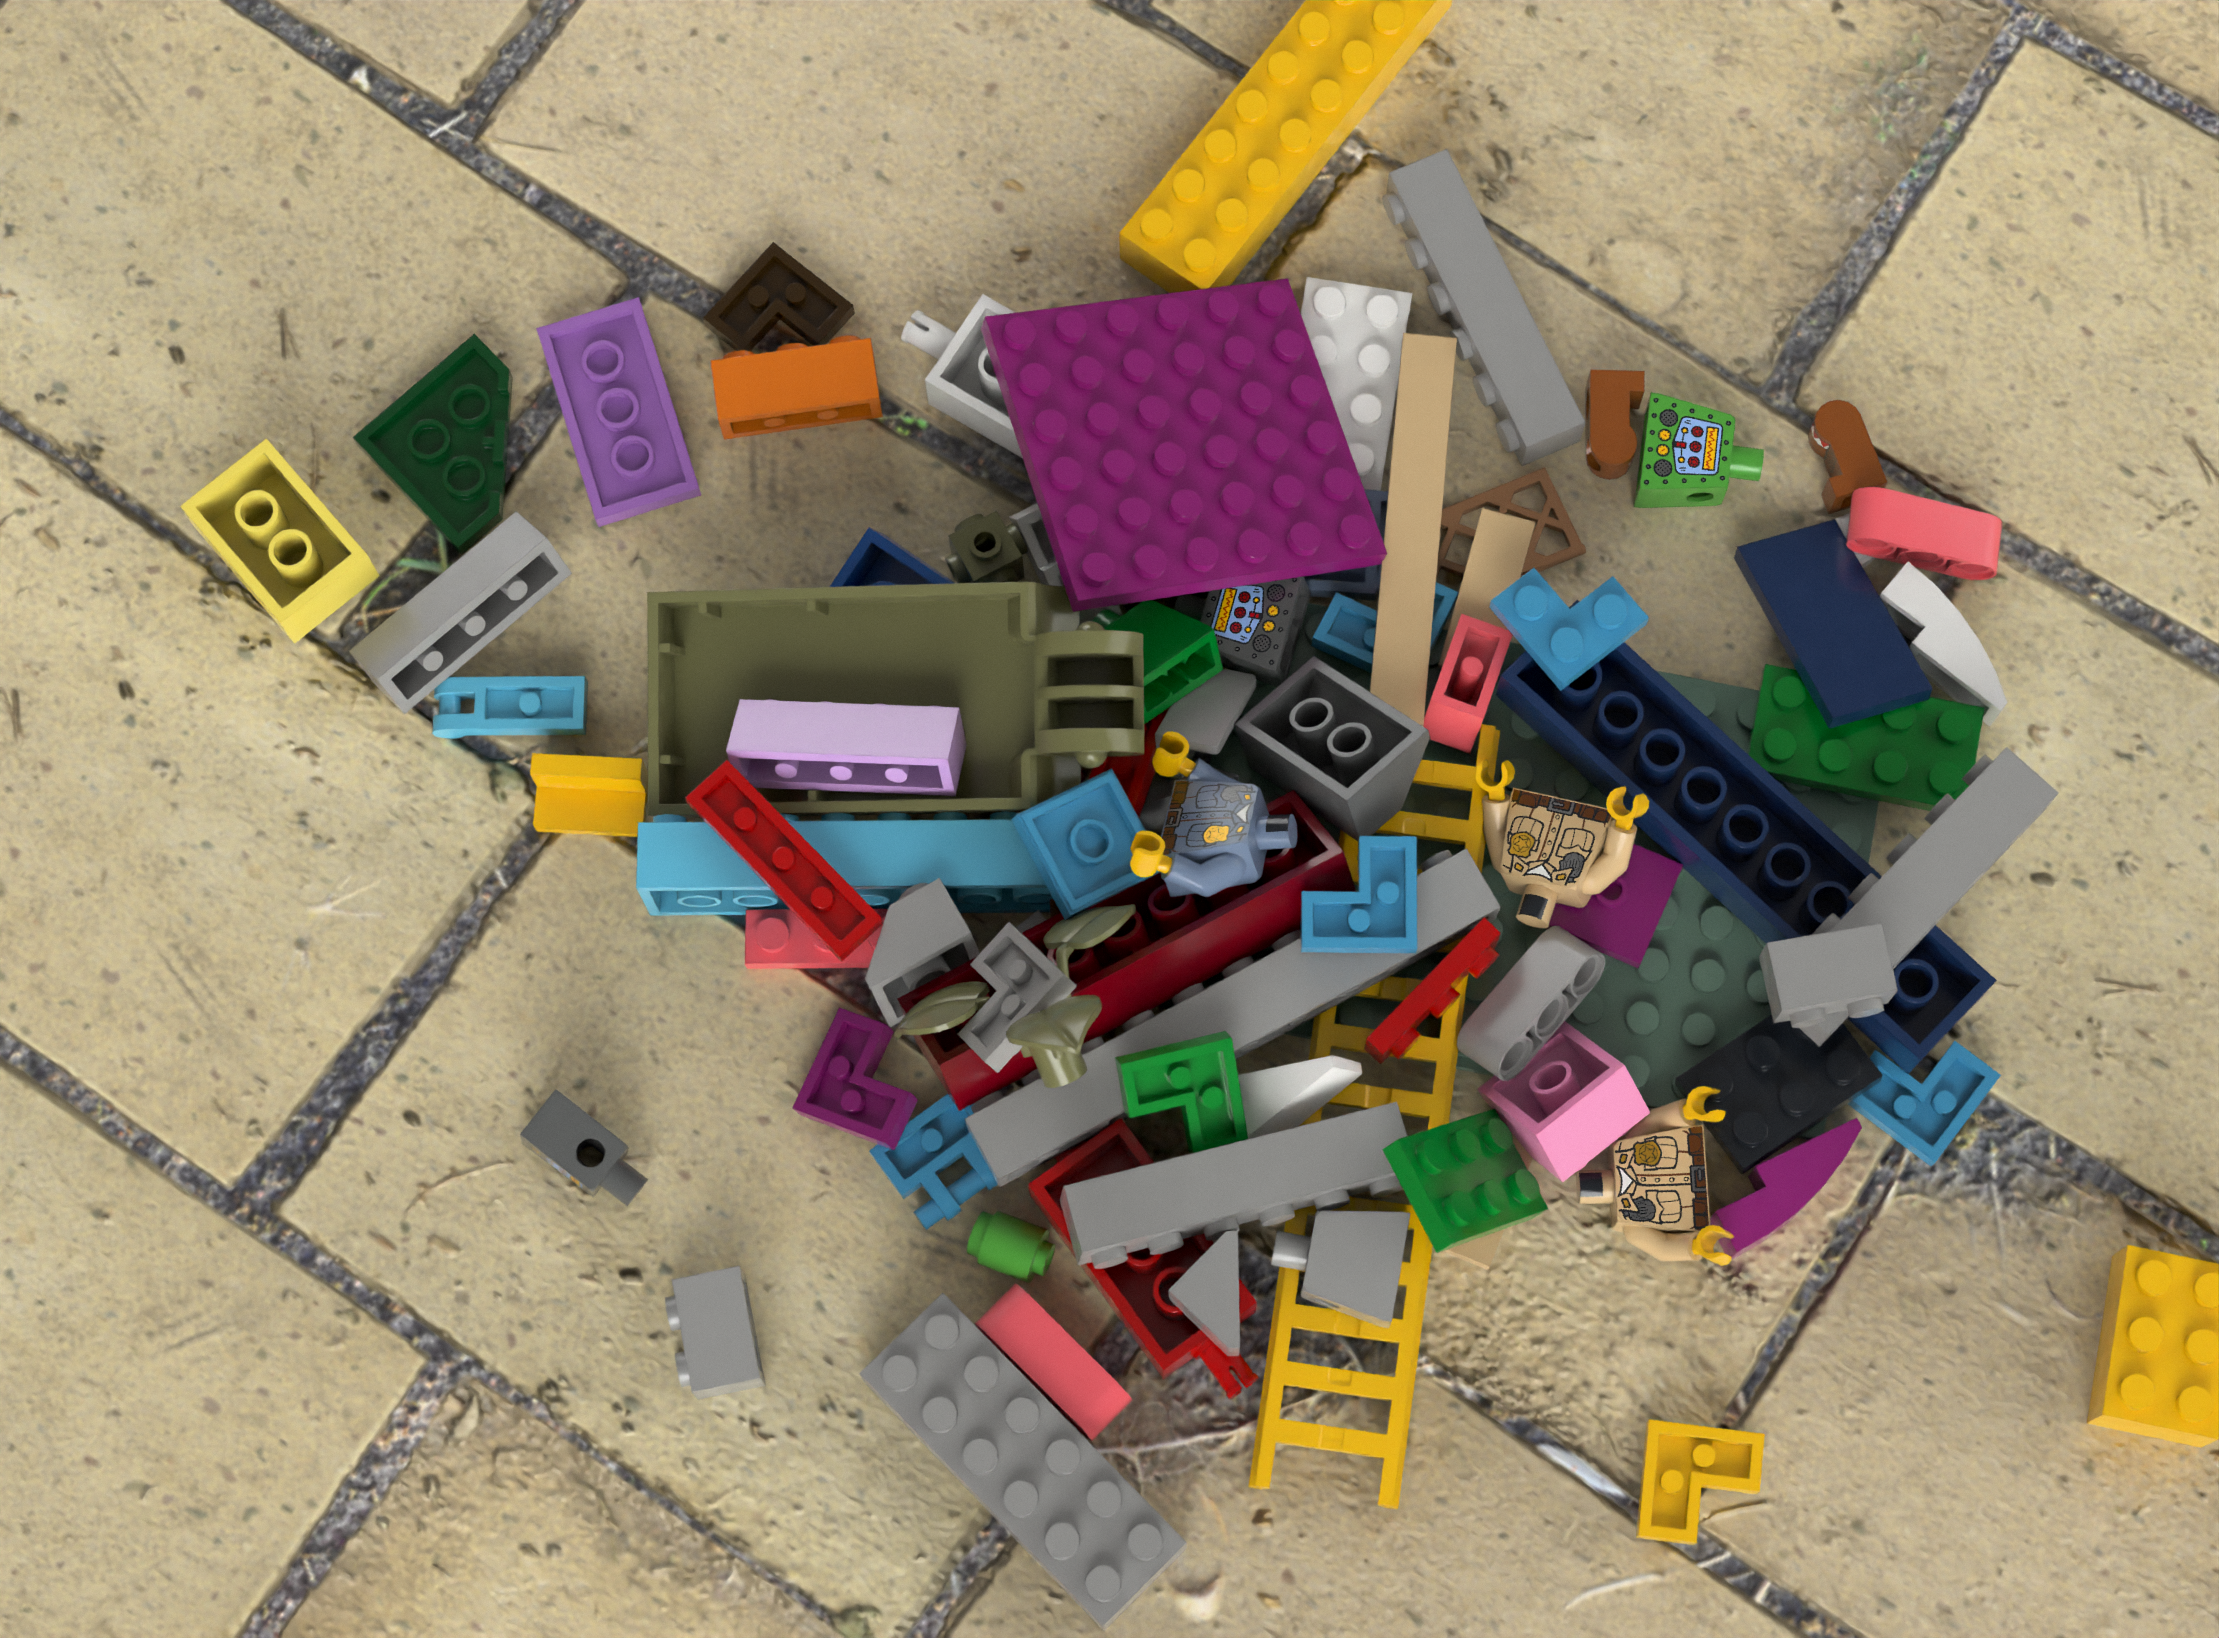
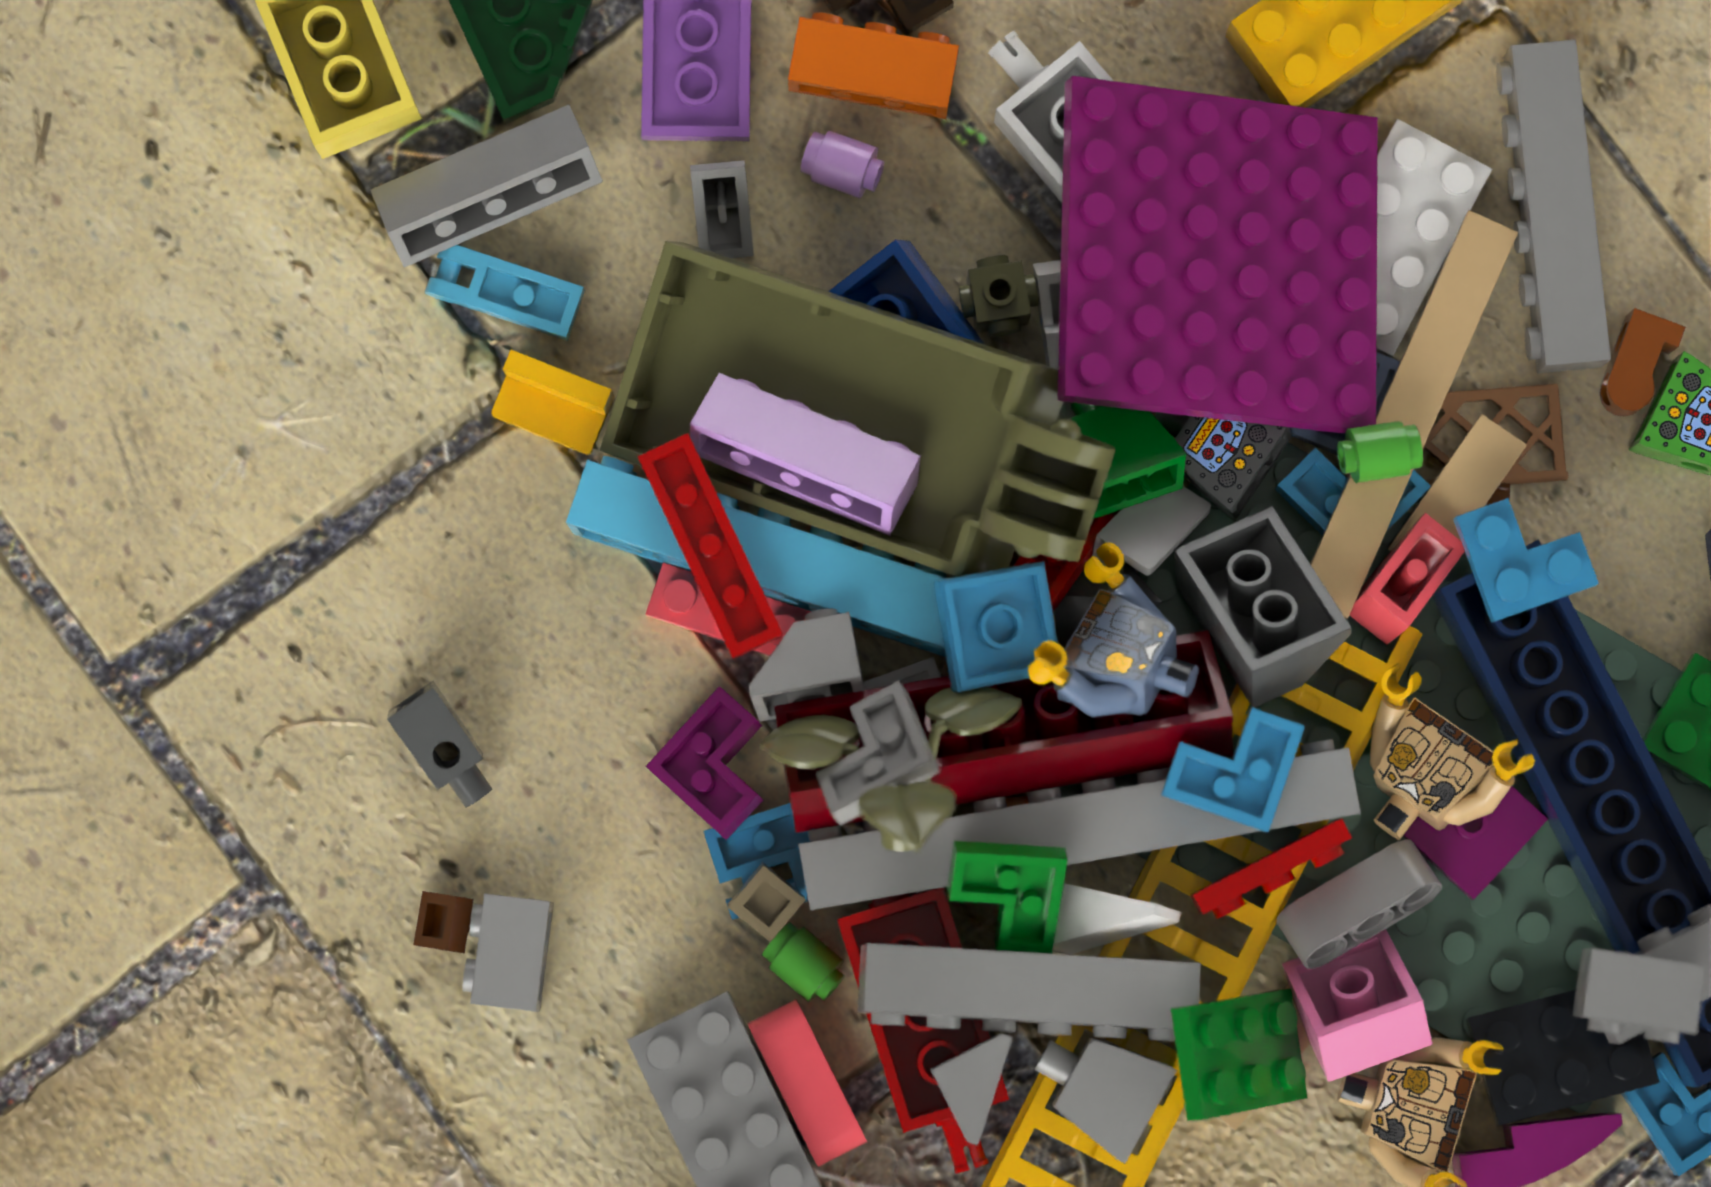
camera: 15 degrees right, 10 degrees up
(640, 1325) = (443, 922): none -> reddish brown plate
(692, 551) = (722, 208): none -> light grey slope
(796, 484) = (842, 163): none -> lavender brick
(953, 1194) = (766, 902): none -> dark tan plate
(1398, 568) = (1380, 451): none -> bright green brick

